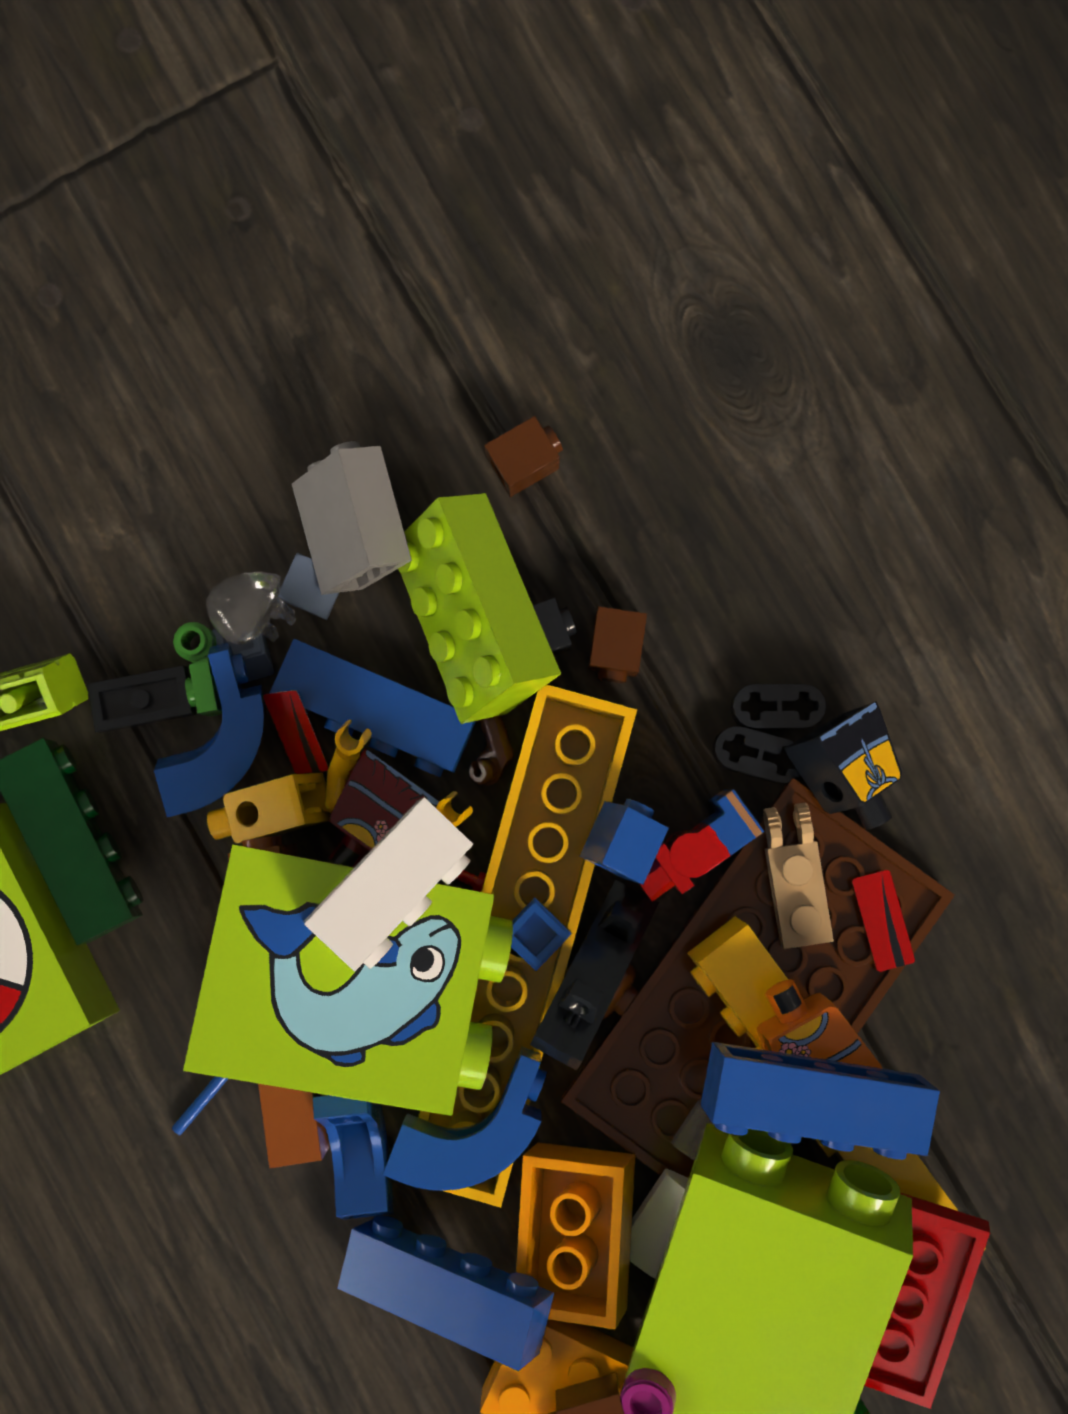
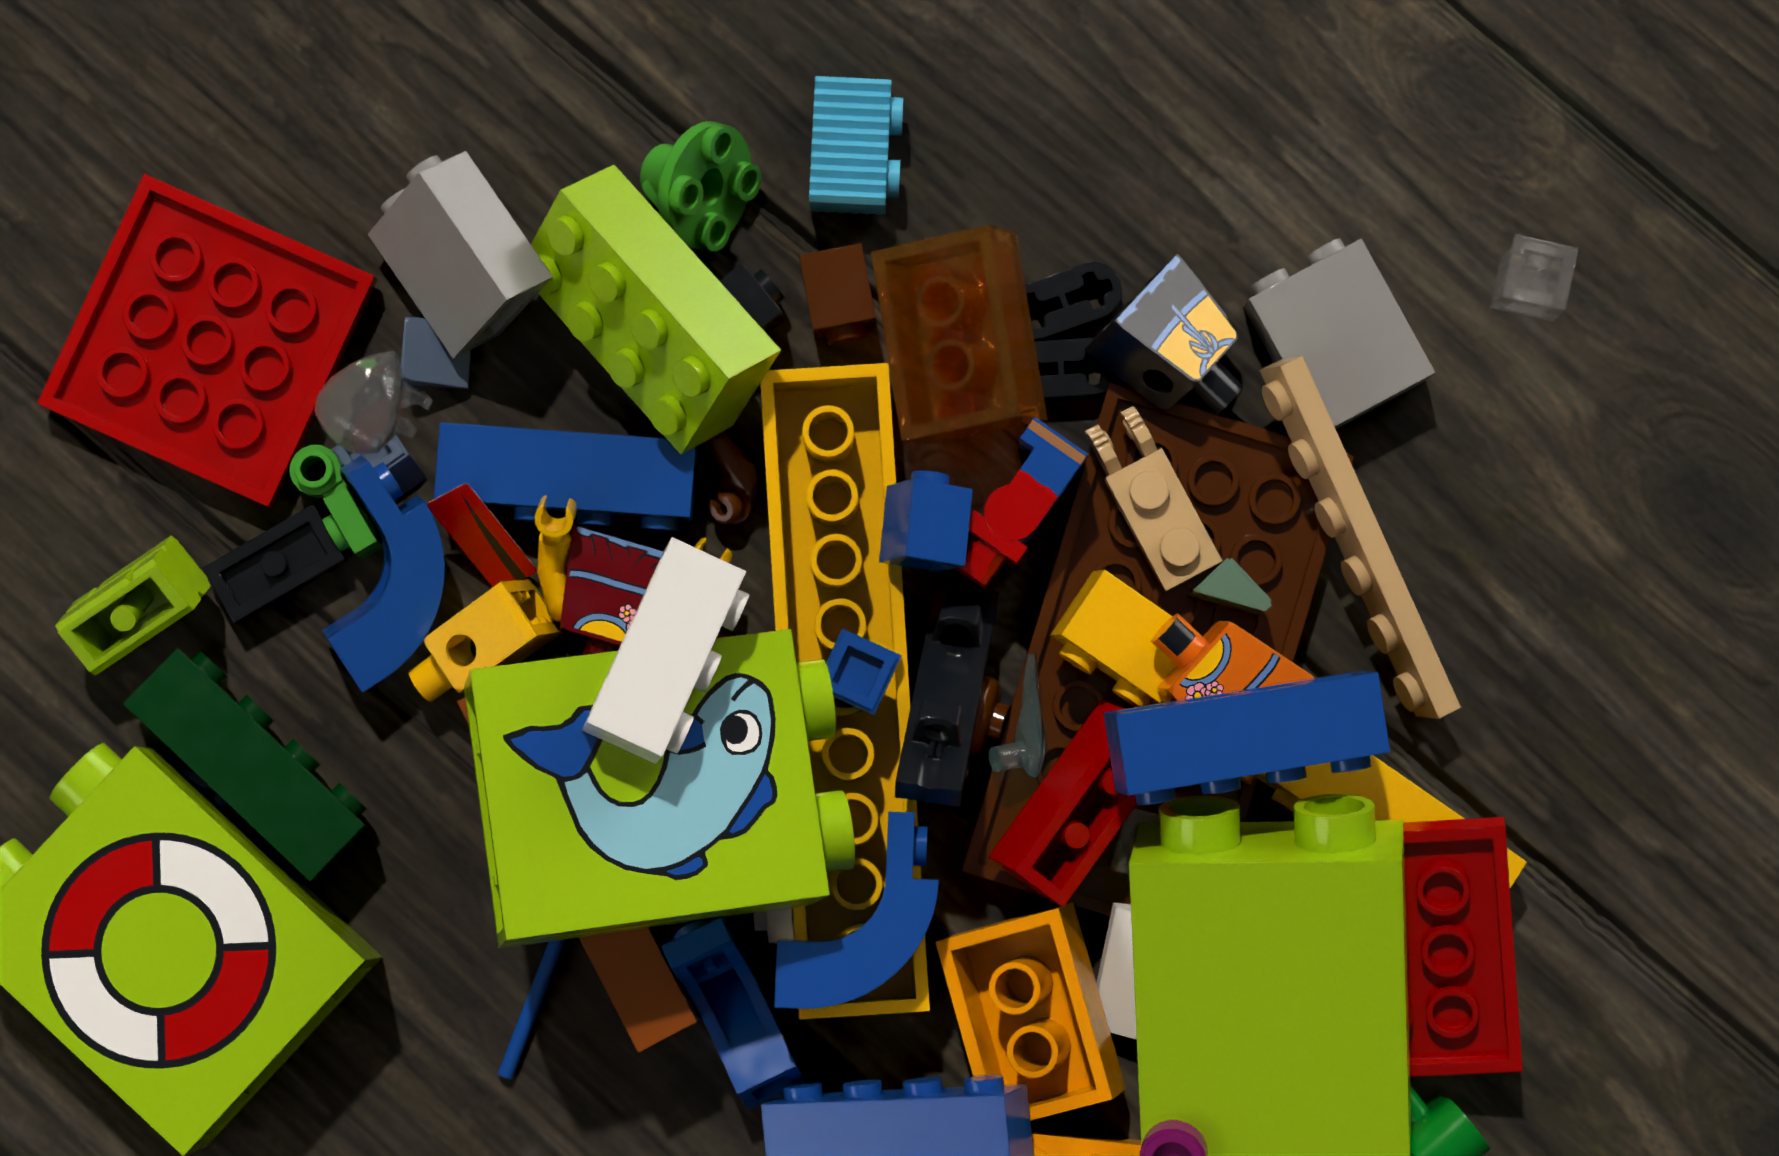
camera: 20 degrees left, 0 degrees up
(150, 521) = (207, 340): none -> red plate
(524, 455) = (643, 100): reddish brown brick -> none
(545, 529) = (701, 183): none -> bright green plate
(647, 1018) = (1030, 733): none -> clear light blue bar
(657, 1094) = (1067, 817): none -> red brick
(664, 540) = (852, 145): none -> medium azure brick
(695, 705) = (958, 335): none -> clear orange brick
(836, 964) = (1232, 588): none -> sand green slope
(883, 920) = (1277, 517): red sticker -> none
(942, 958) = (1349, 518): none -> tan plate
(972, 802) = (1343, 327): none -> light grey brick

